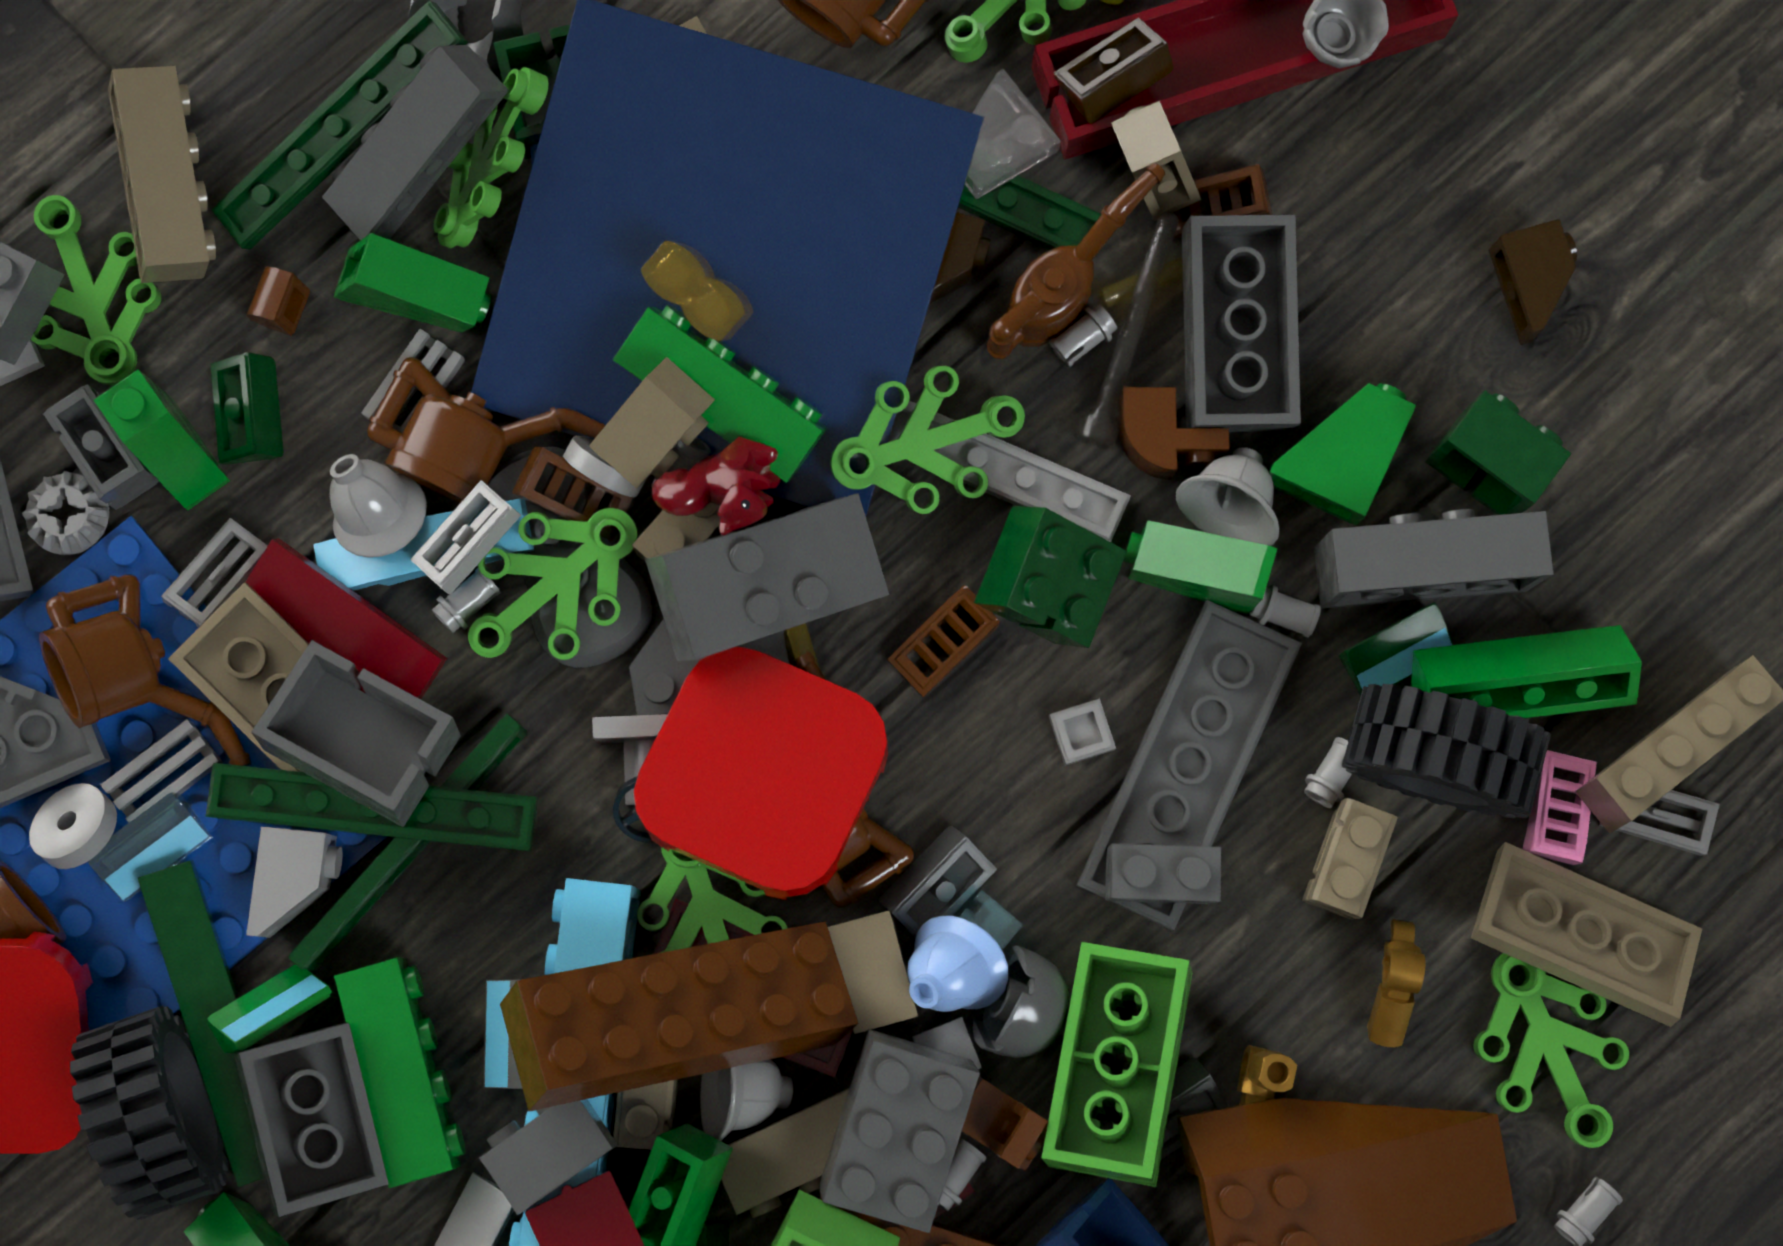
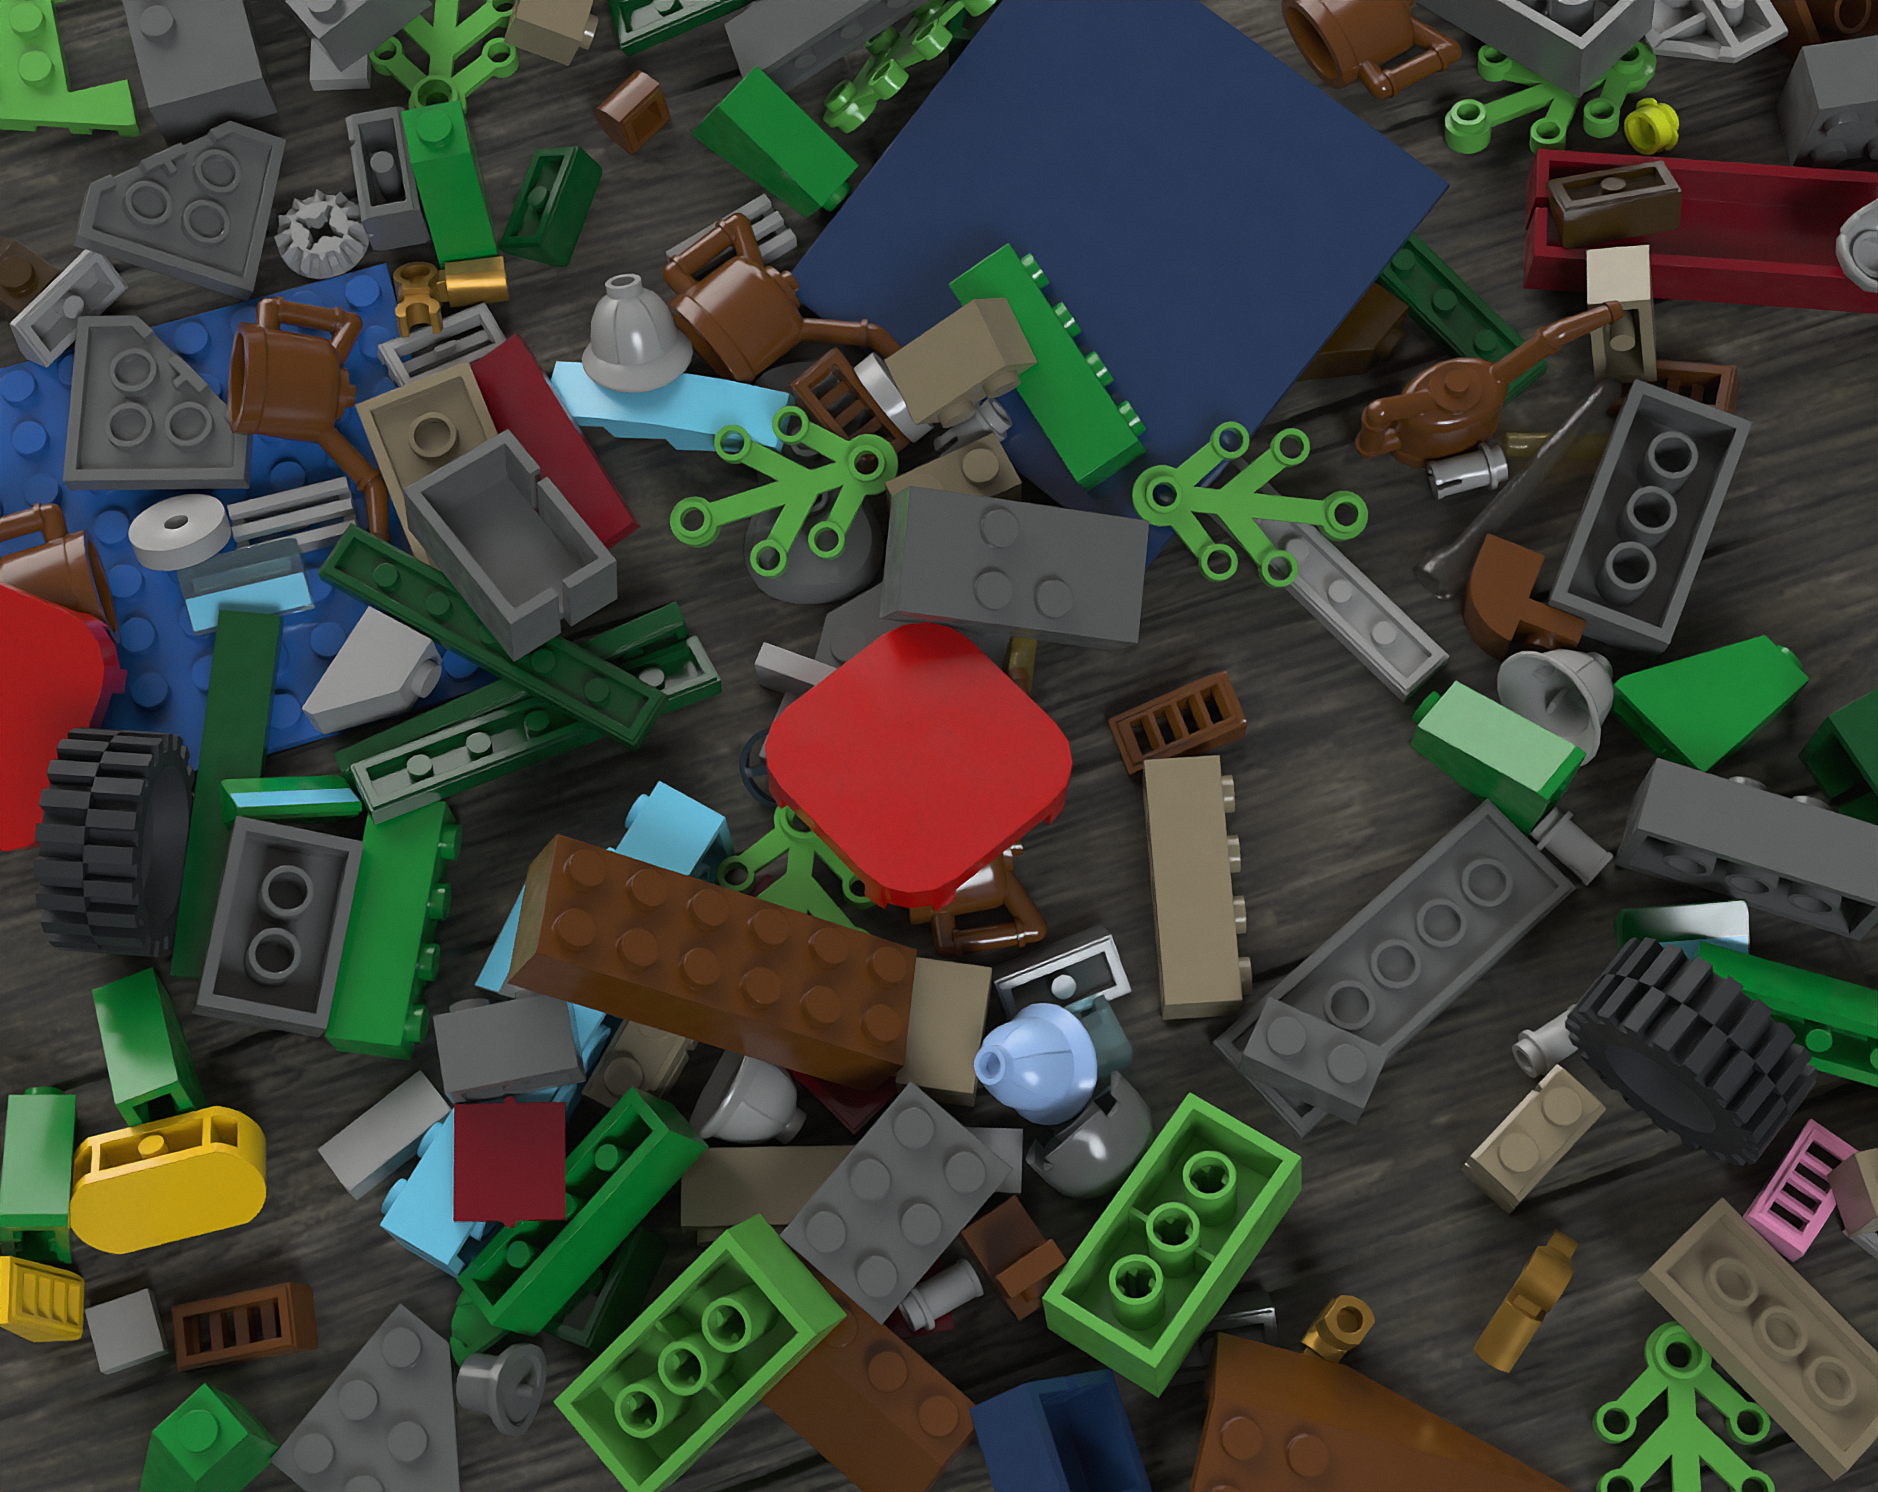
camera: 30 degrees right, 10 degrees down
(175, 527) = (462, 283): none -> pearl gold bar
(428, 877) = (514, 738): none -> dark green tile
(465, 601) = (686, 479): light grey pin -> none
(470, 541) = (715, 404): light grey tile -> none
(687, 279) = (1068, 248): clear yellow brick -> none
(725, 479) = (1018, 451): dark red animal -> none
(1010, 137) = (1465, 238): clear wing -> none
(1011, 769) = (1193, 887): none -> dark tan brick
(1052, 572) = (1328, 687): dark green piece -> none
(1082, 732) = (1289, 884): light grey tile -> none

